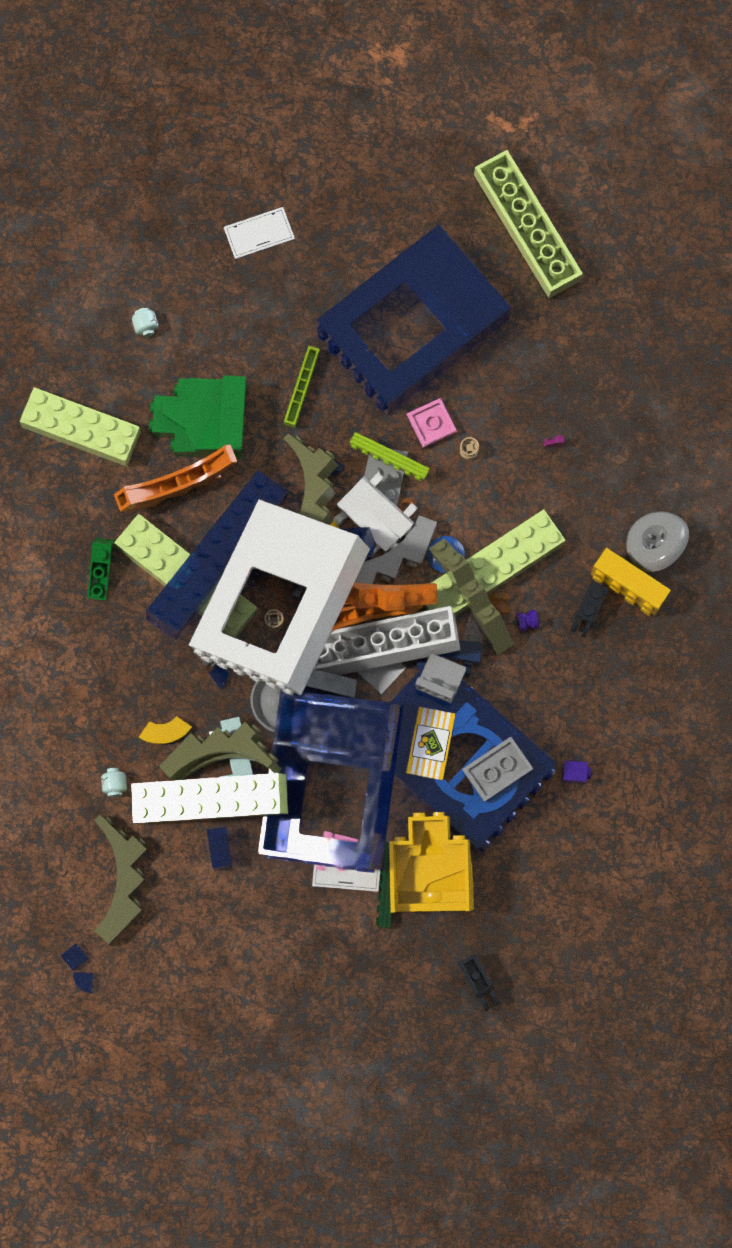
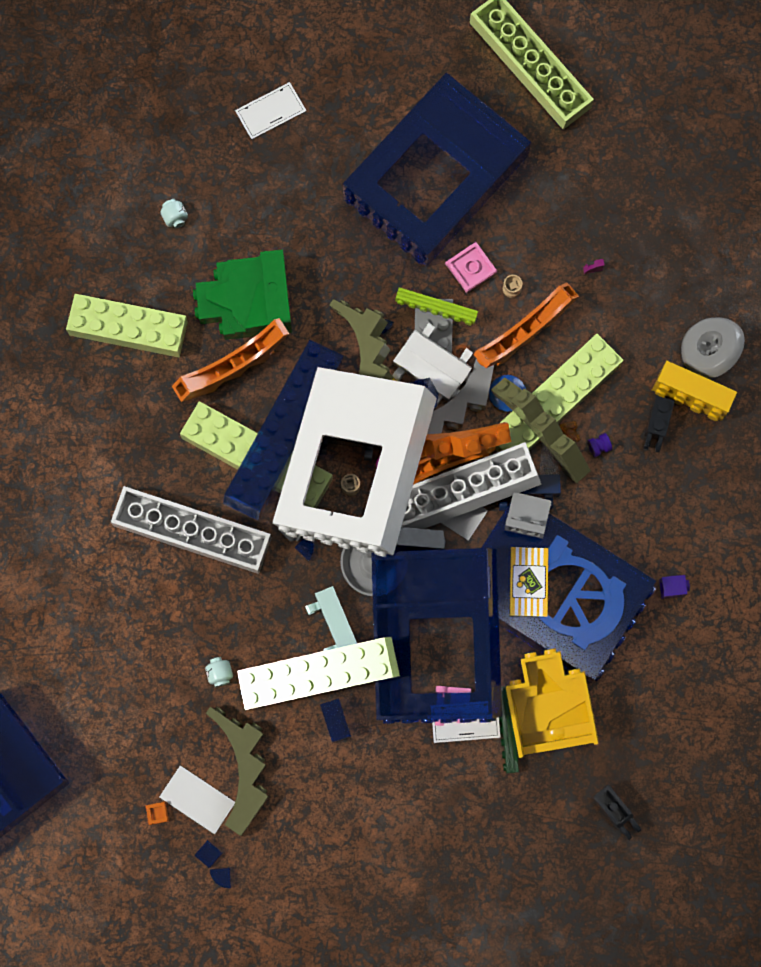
camera: 10 degrees left, 0 degrees up
(31, 909) = (157, 813): none -> orange tile
(72, 903) = (197, 799): none -> white sticker
(100, 568) = (170, 461): green slope -> none
(110, 639) = (191, 530): none -> white brick
(165, 733) = (261, 614): yellow tile -> none
(220, 745) = (298, 628): olive arch -> none
(301, 386) = (338, 252): lime piece -> none
(473, 495) = (528, 328): none -> orange arch
(497, 769) = (600, 597): light grey plate -> none

